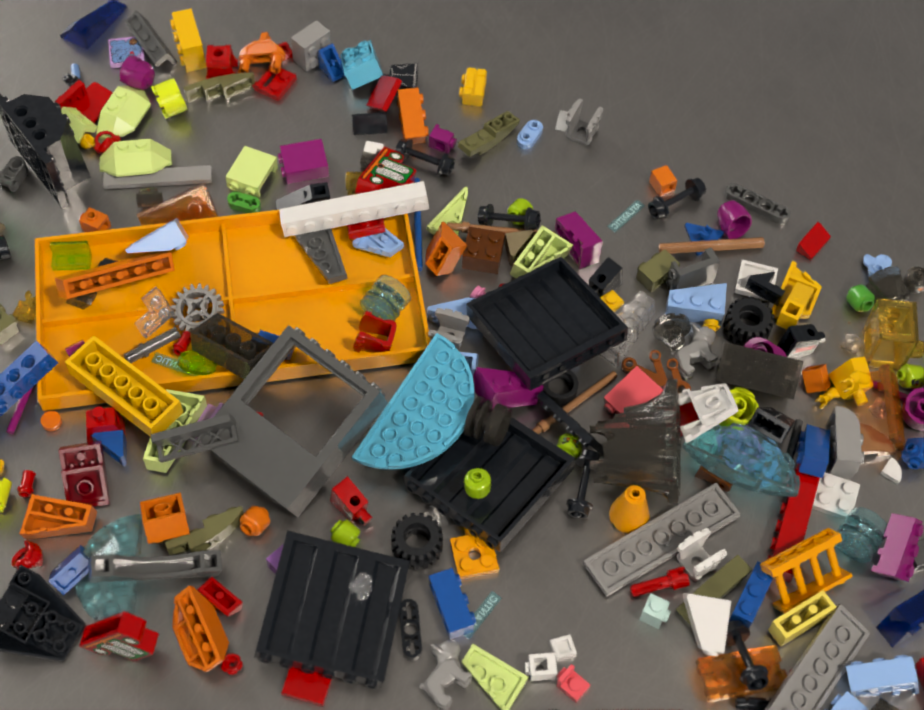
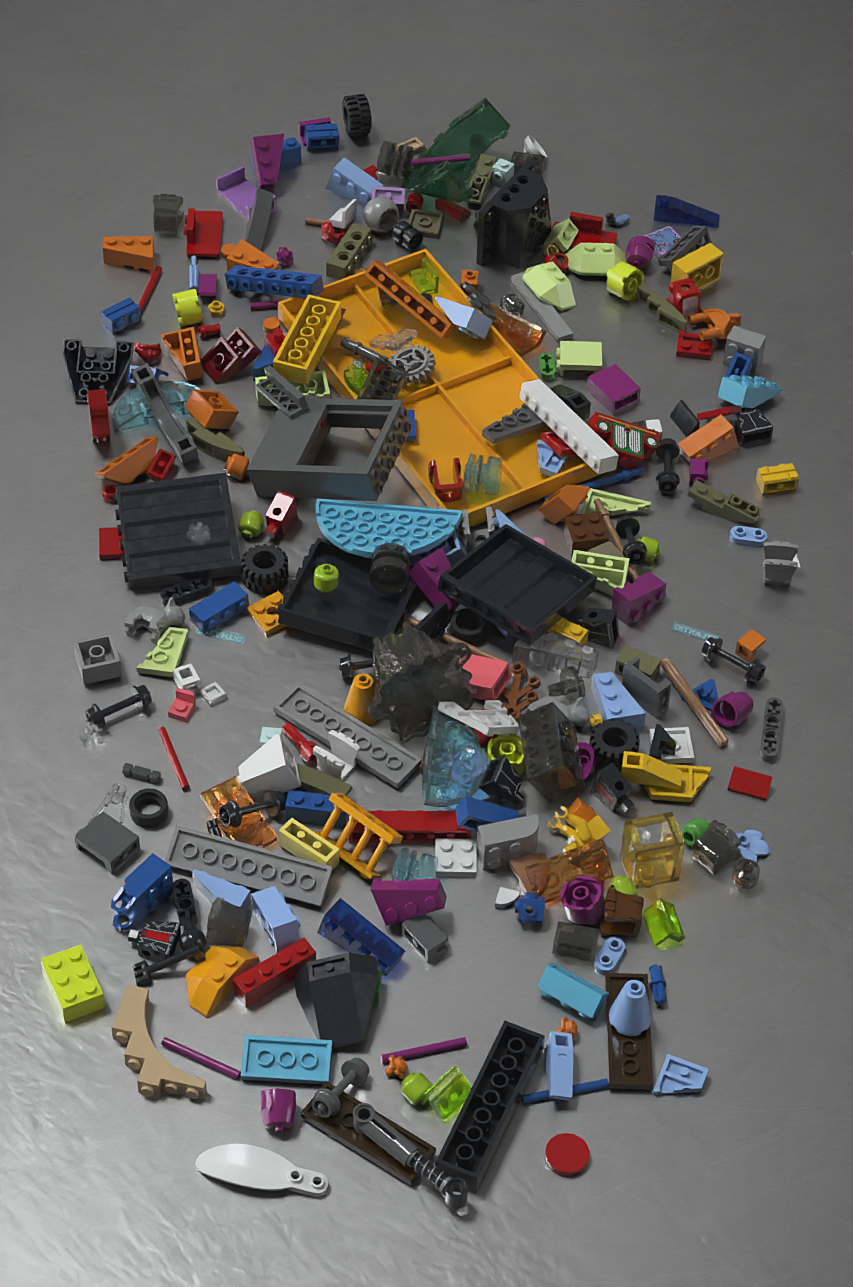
camera: 70 degrees right, 10 degrees down
(132, 221) = (478, 300): none -> dark grey piece

